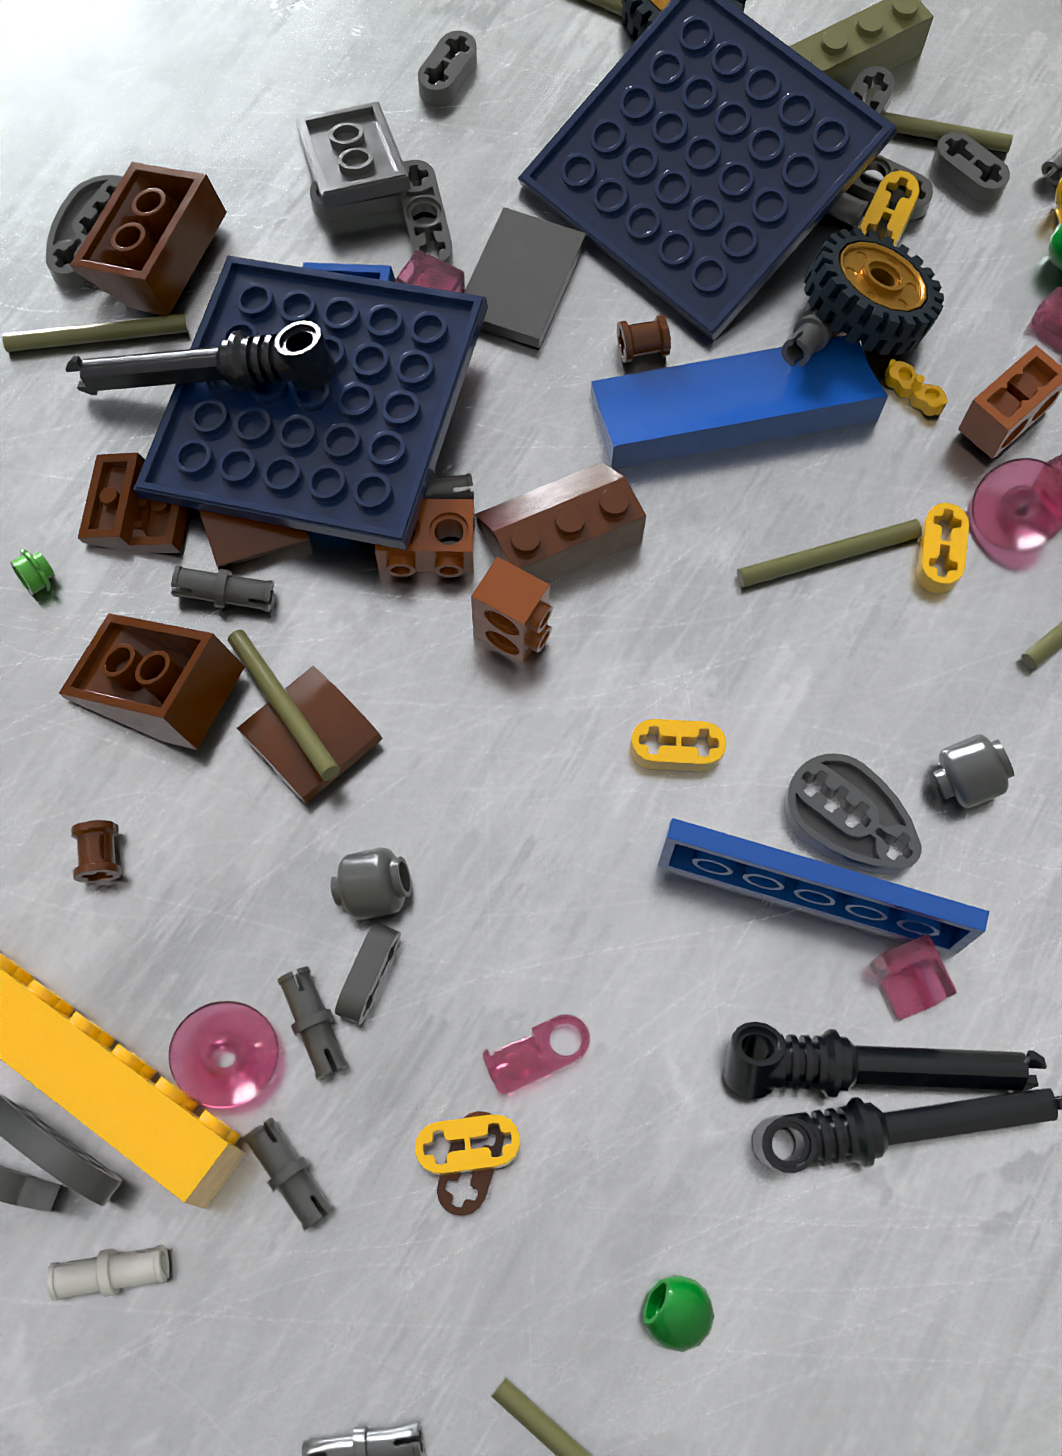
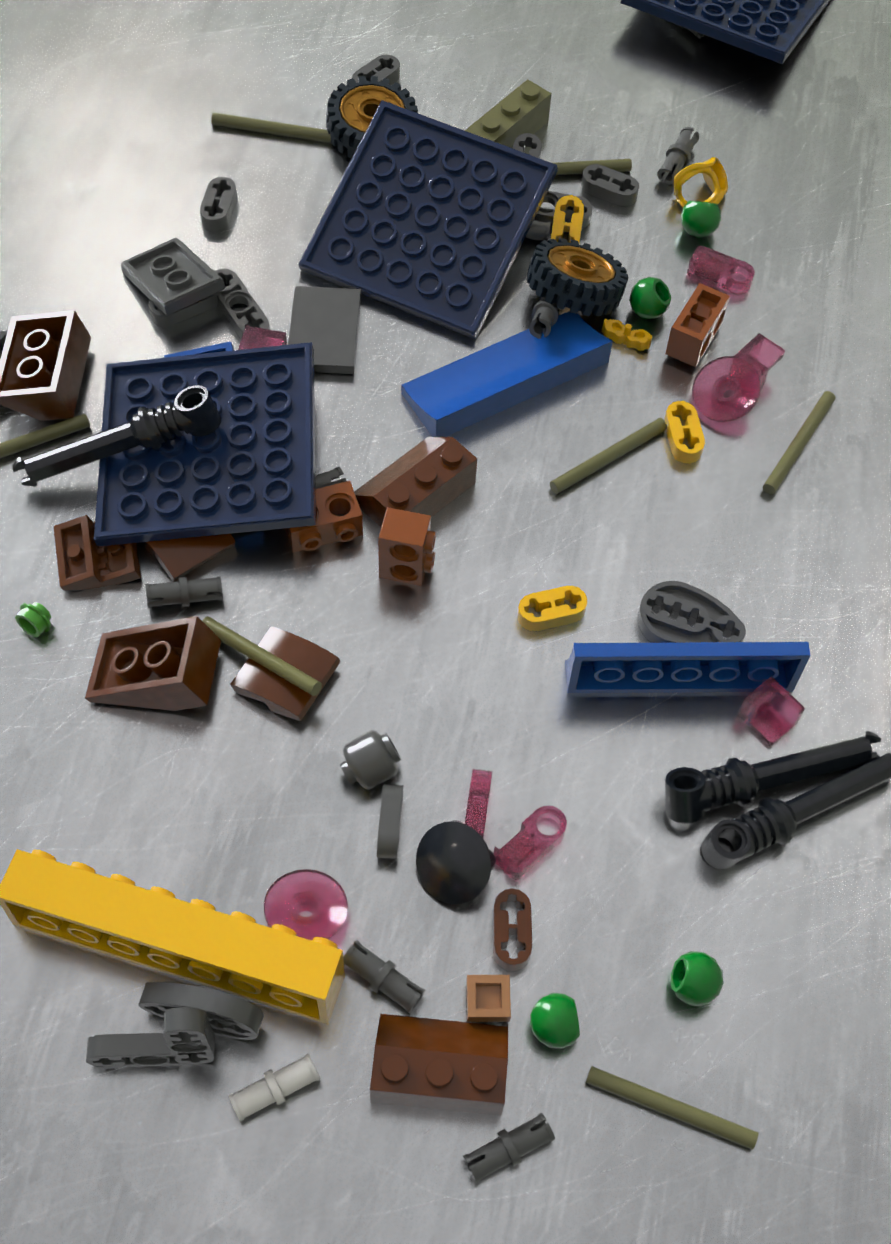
camera: 20 degrees left, 10 degrees down
(95, 851) = (156, 798): reddish brown bush -> none
(312, 1022) = (362, 867): dark grey pin -> none
(316, 1311) = (440, 1064): none -> reddish brown slope
(407, 1246) = (488, 998): none -> medium nougat plate
(425, 1056) = (454, 862): none -> black dish
(466, 1130) = (503, 903): yellow beam -> none
(478, 1307) = (555, 1020): none -> green piece
(482, 990) = (478, 800): none -> clear pink piece
(643, 338) = (427, 347): reddish brown bush -> none
(964, 345) = (650, 298): none -> green piece
(973, 771) = (760, 567): dark grey head -> none

